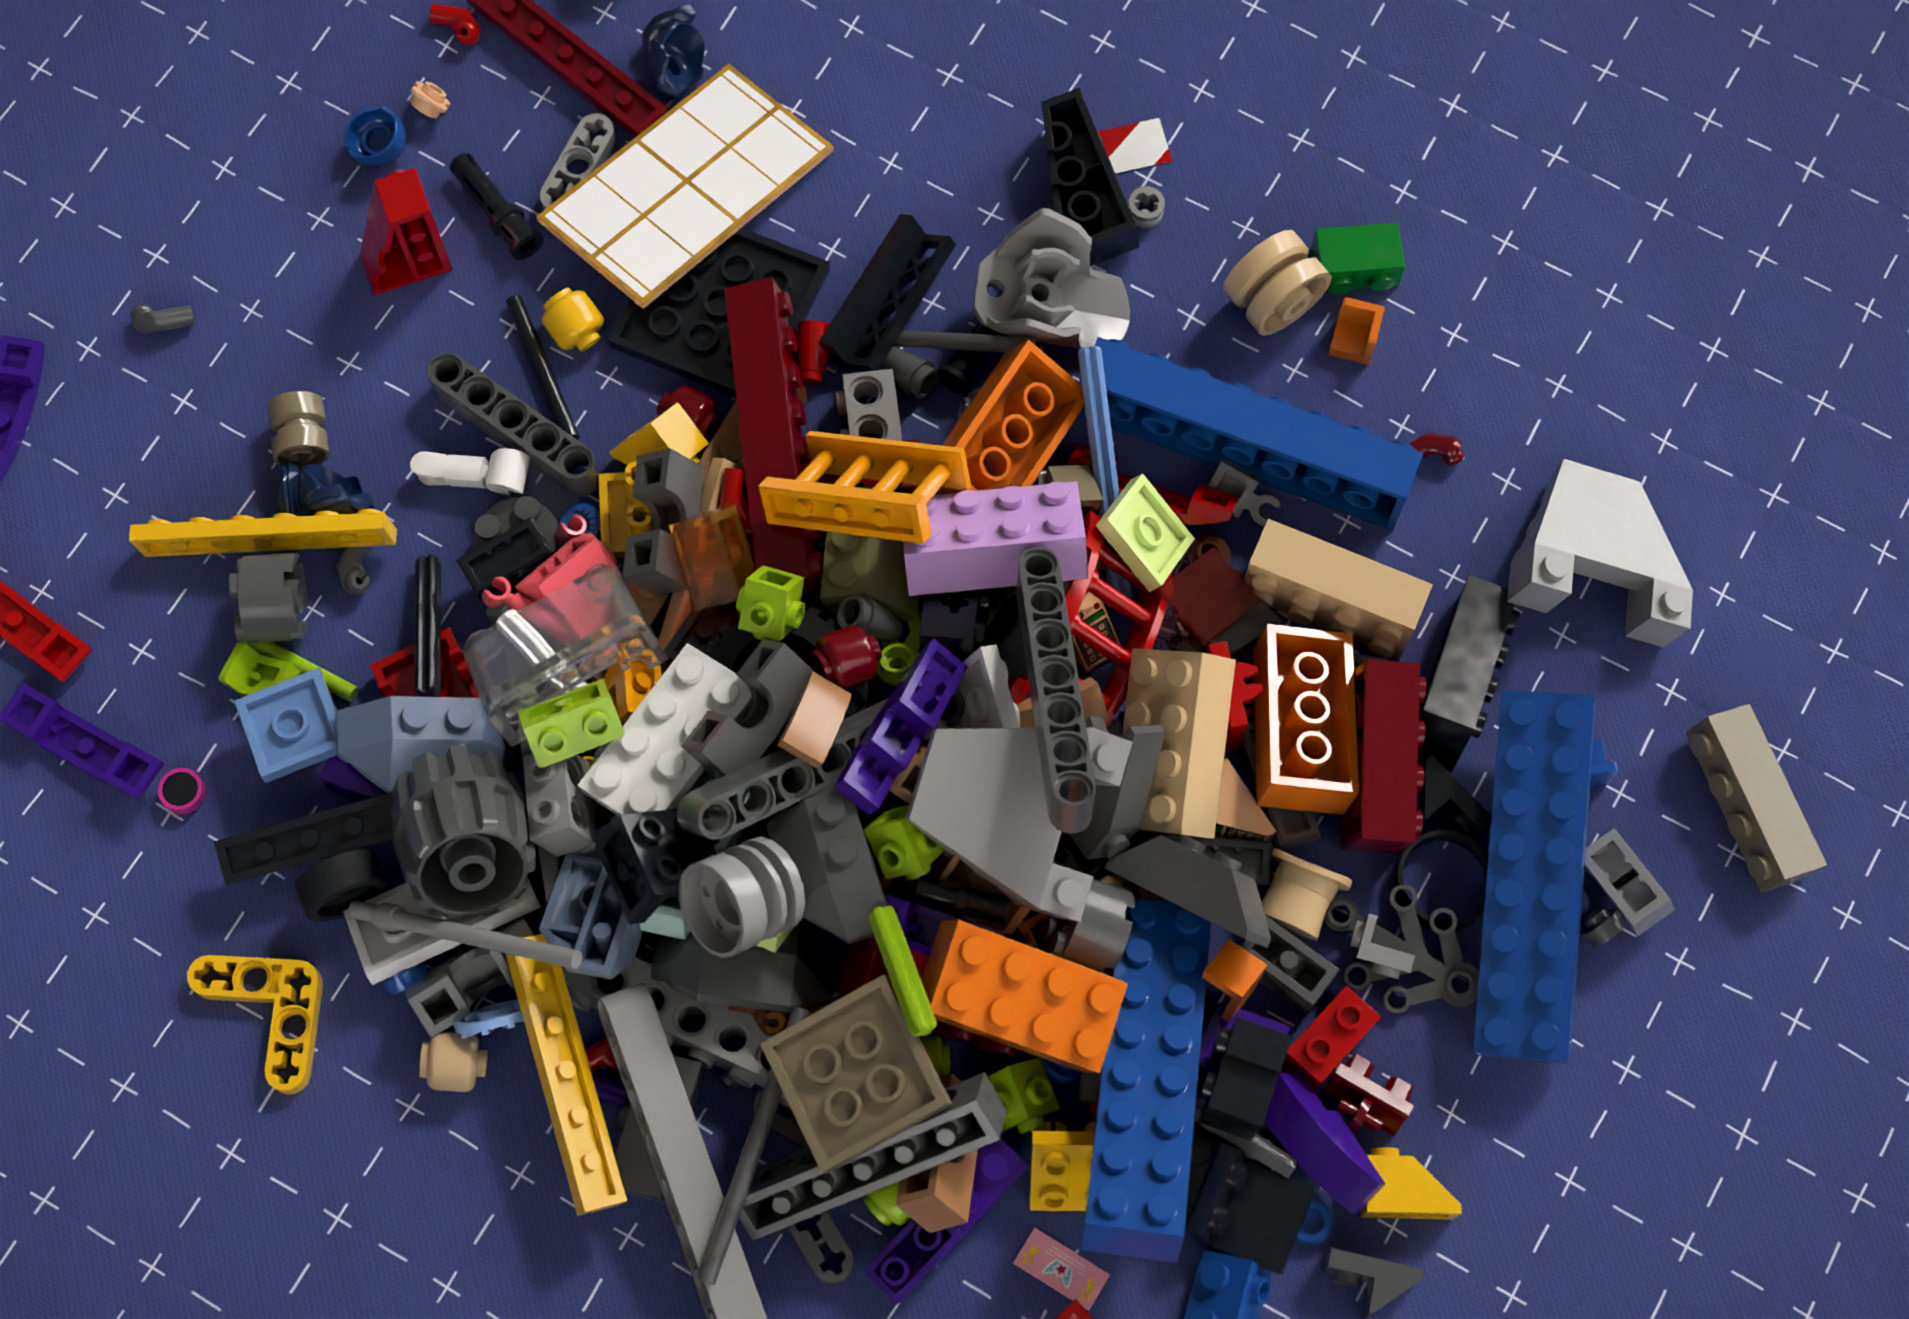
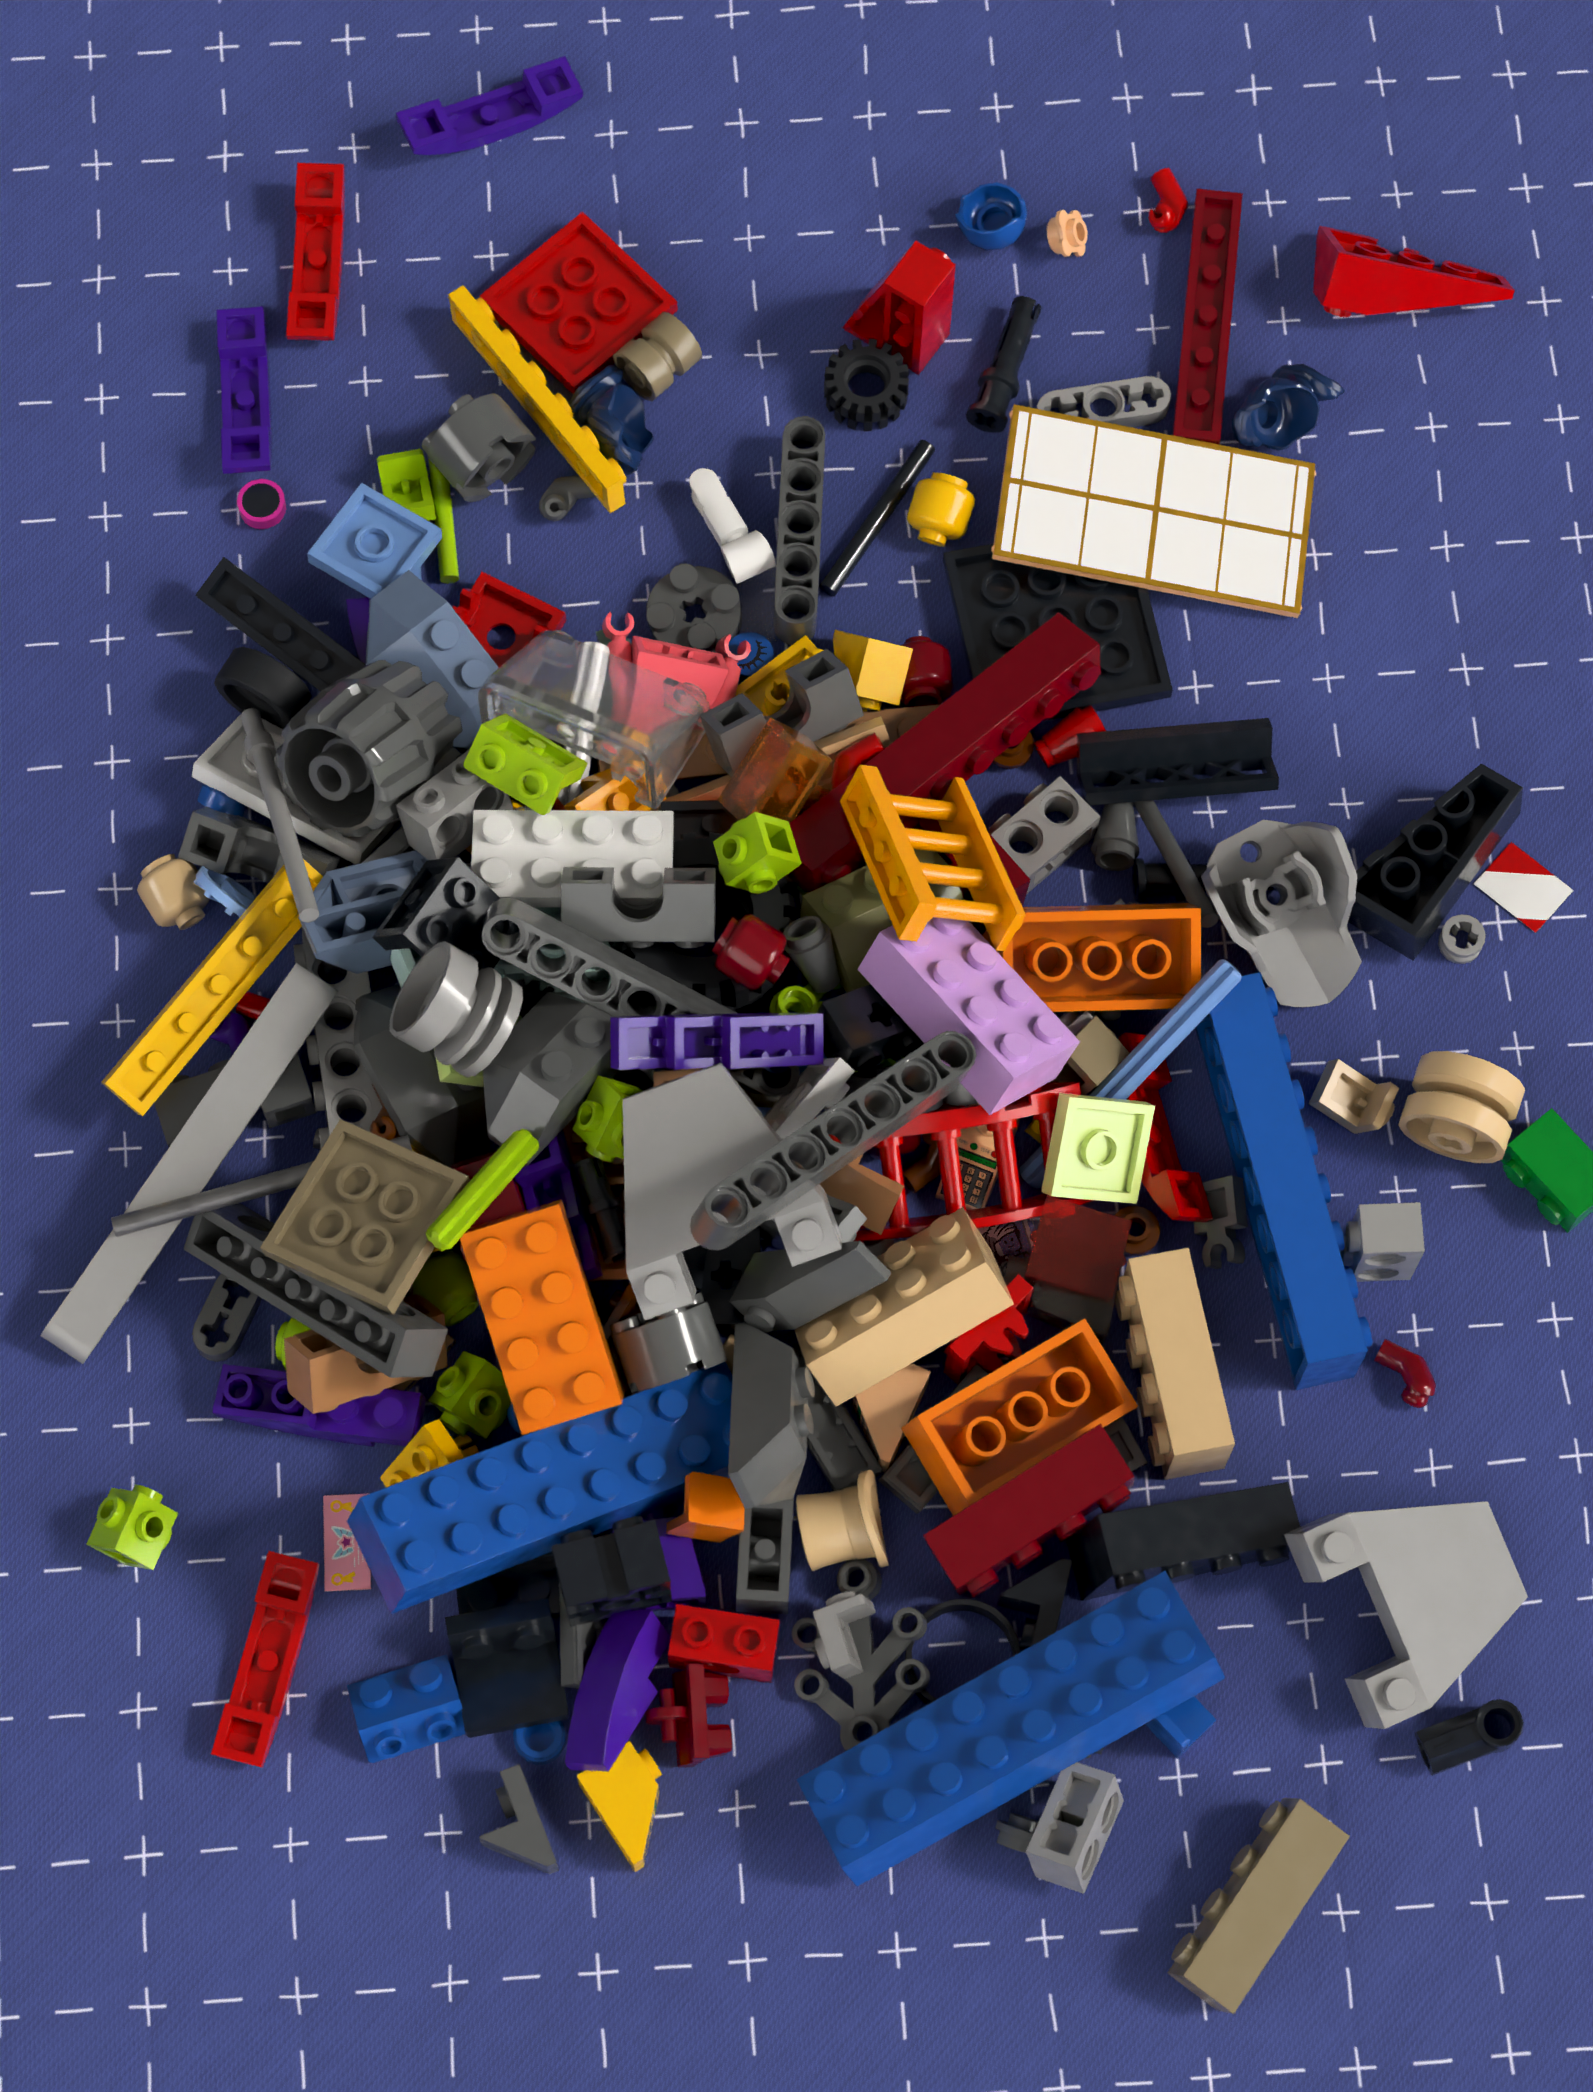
camera: 55 degrees right, 0 degrees up
(149, 321) = (671, 163): dark grey arm -> none
(208, 457) = (577, 302): none -> red plate
(275, 991) = (139, 710): yellow beam -> none
(427, 627) = (549, 593): black axle -> none
(431, 285) = (866, 360): none -> black tyre
(506, 556) = (661, 611): black plate -> none
(815, 720) = (664, 960): slope -> none
(1217, 349) = (1353, 1098): none -> tan bracket
(1342, 388) = (1384, 1241): none -> light grey brick
(1356, 331) = (1477, 1220): orange panel -> none
(1719, 584) = (1465, 1738): none -> black piece

